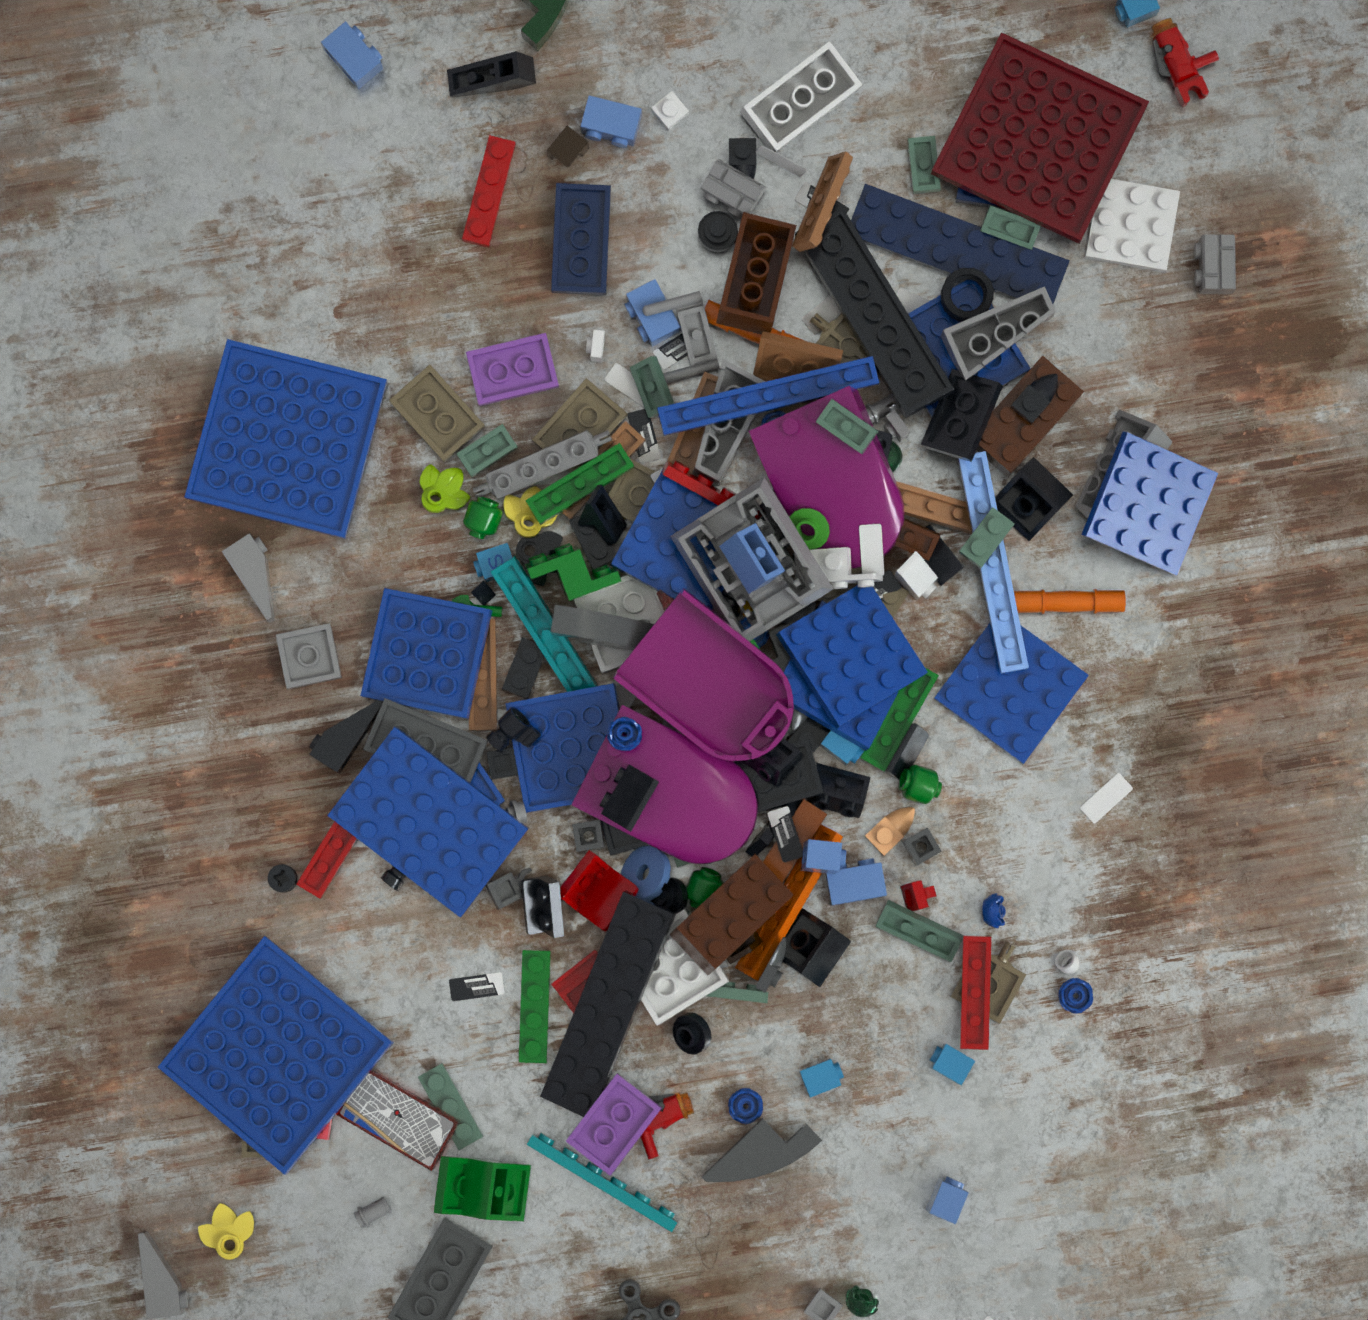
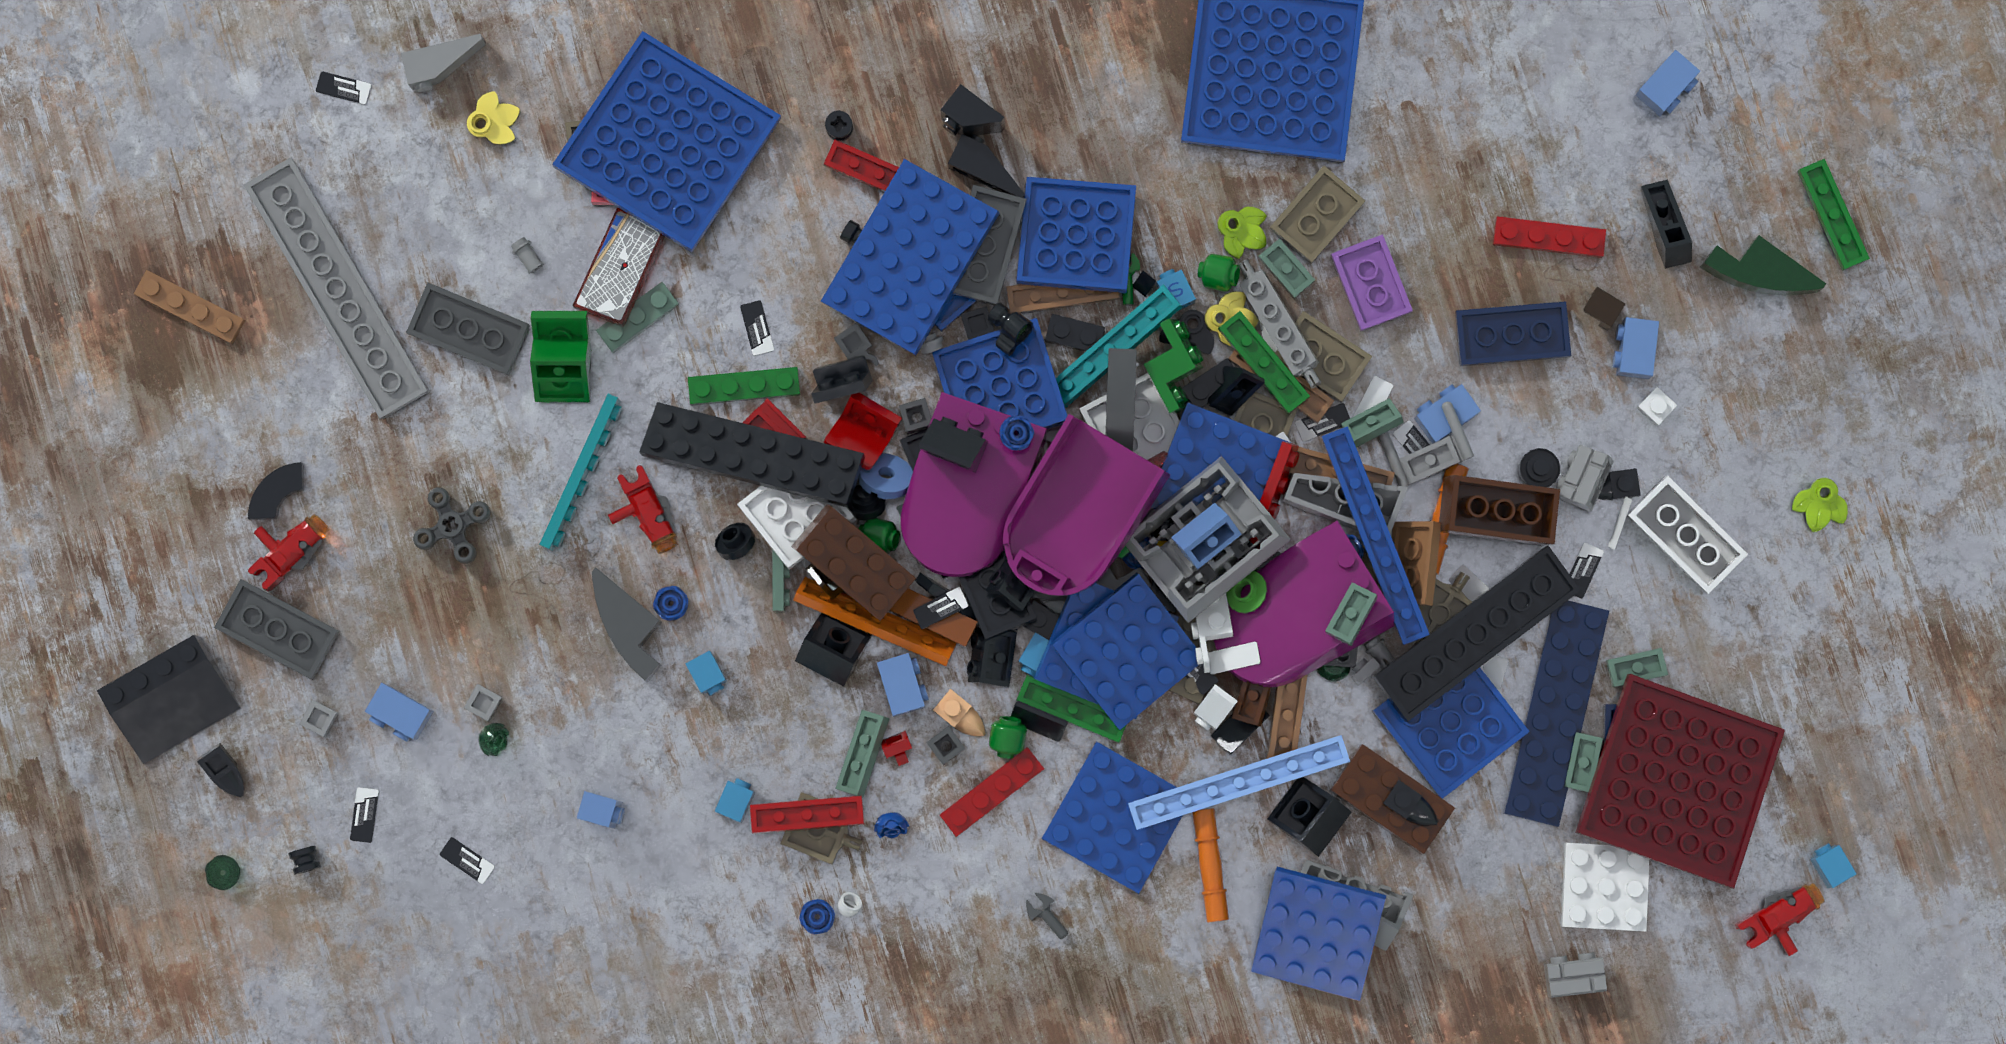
camera: 90 degrees right, 0 degrees up
(252, 568) = (1138, 55): light grey slope -> none
(291, 744) = (969, 114): none -> black slope
(308, 656) = (1059, 121): light grey plate -> none
(596, 345) = (1406, 362): white plate -> none
(613, 1124) = (636, 474): medium lavender plate -> none
(771, 974) = (801, 611): dark grey plate -> none
(822, 201) = (1583, 568): medium nougat plate -> none
(823, 856) = (920, 644): medium blue brick -> none
(962, 416) = (1382, 733): black plate -> none
(969, 274) = (1528, 721): black tyre -> none
(971, 807) = (991, 792): none -> red plate
(986, 537) = (1261, 772): sand green plate -> none
(989, 334) = (1470, 753): light grey wedge -> none
(1099, 768) = (1047, 915): none -> dark grey bar
(1106, 798) = (1018, 926): white sticker -> none

